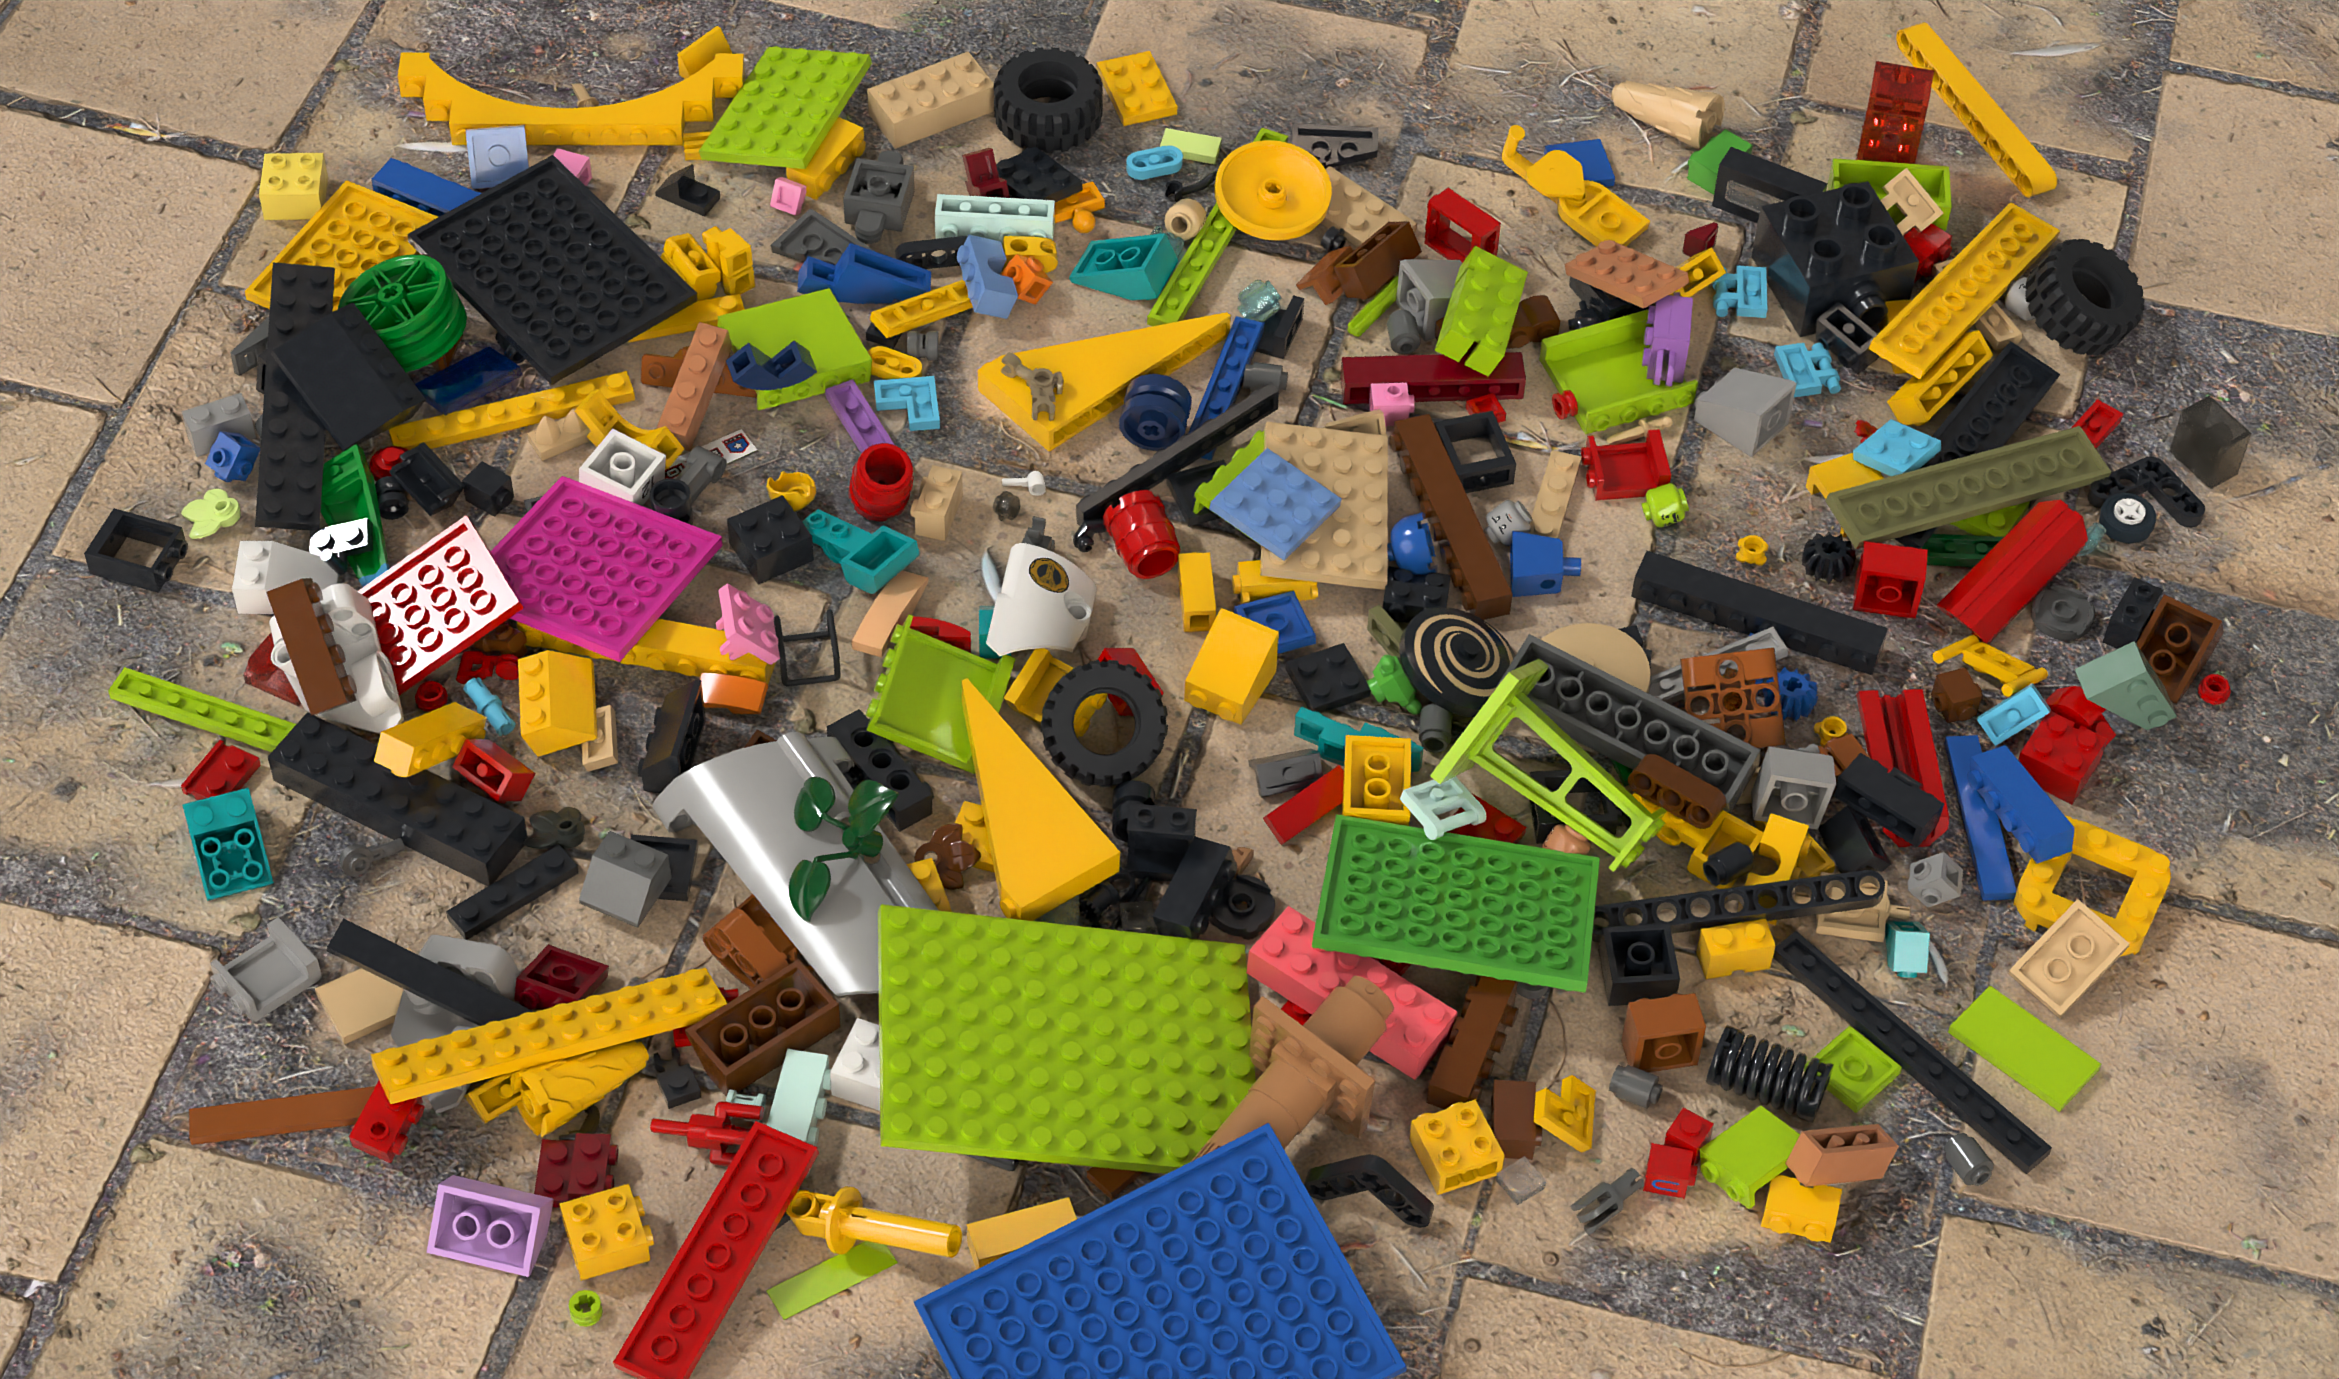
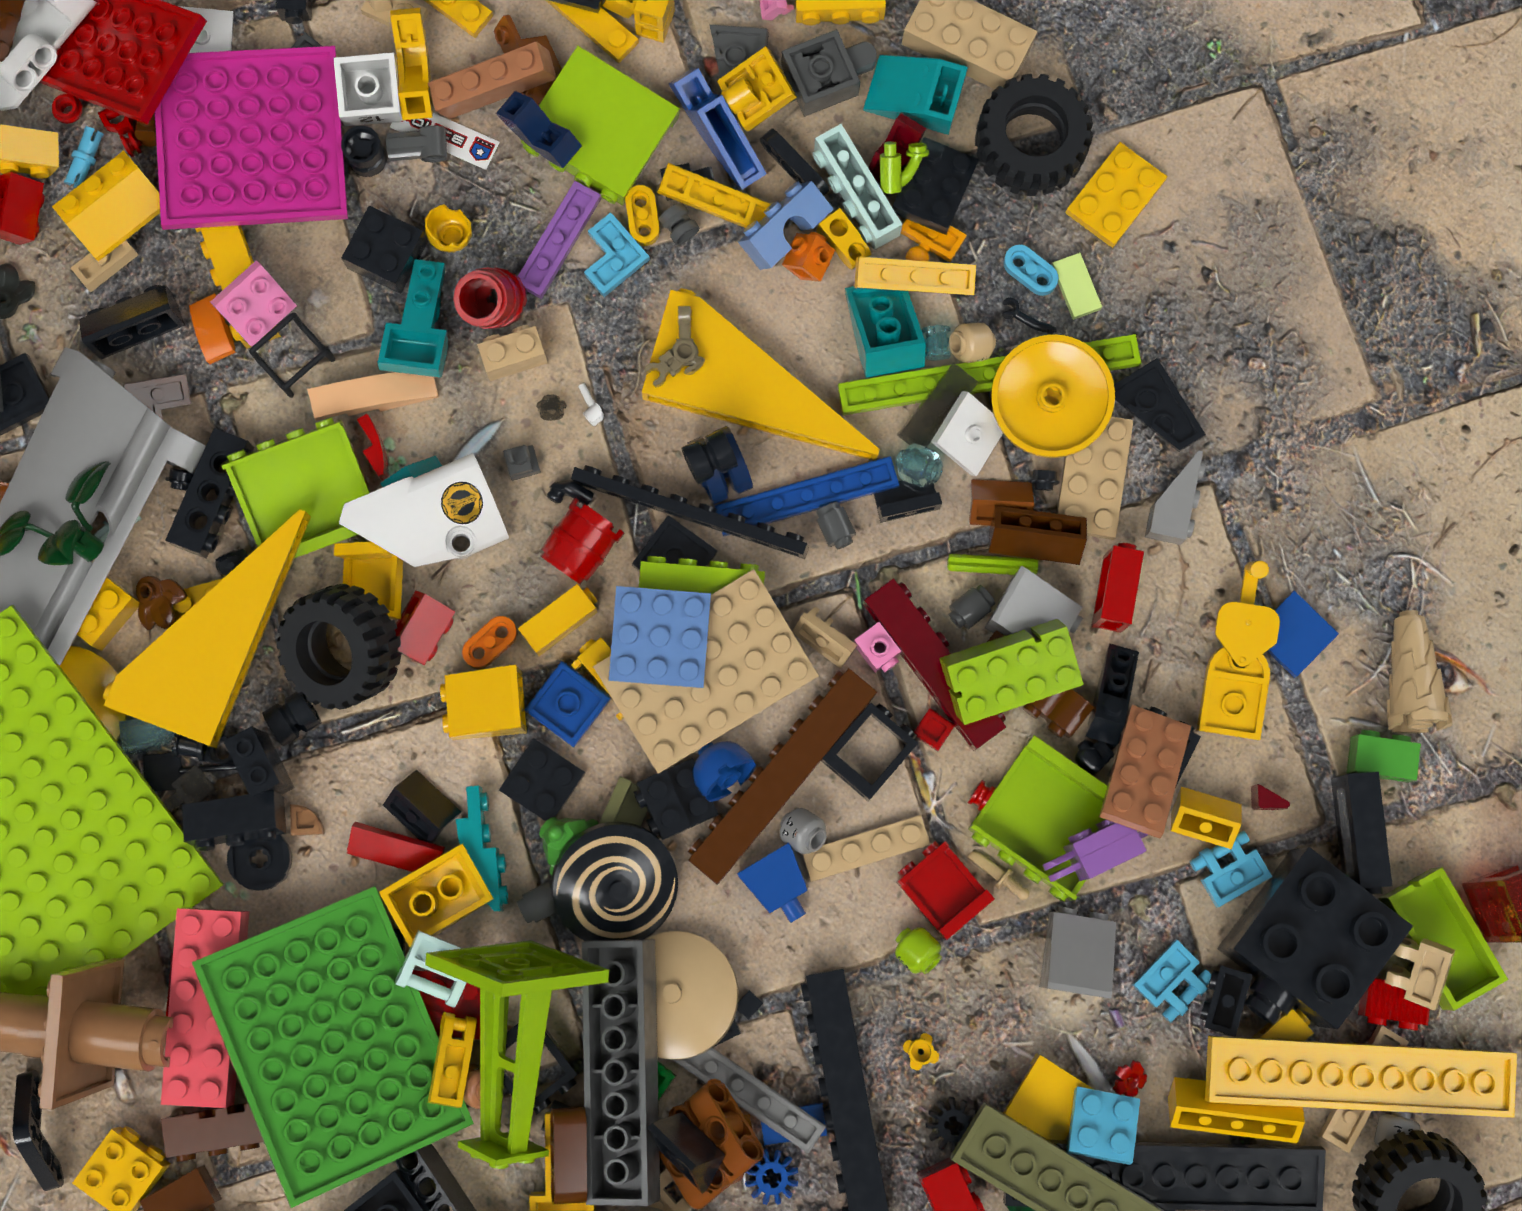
camera: 55 degrees right, 30 degrees up
(859, 223) = (756, 89): none -> yellow plate
(940, 146) = (918, 88): none -> teal slope
(957, 785) = (229, 561): none -> black piece
(1004, 176) = (890, 166): none -> lime plant
(1100, 224) = (915, 276): none -> yellow plate
(1153, 383) = (707, 457): none -> black wheel
(1180, 653) = (487, 639): none -> orange plate
(1219, 266) = (935, 407): none -> clear smoke tile
(1258, 258) = (968, 433): none -> white plate
(1417, 171) = (1172, 511): none -> light grey slope
(1533, 835) = (452, 1061): none -> yellow plate
(1560, 286) = (1112, 695): none -> black slope
(1734, 704) = (687, 1149): none -> black slope

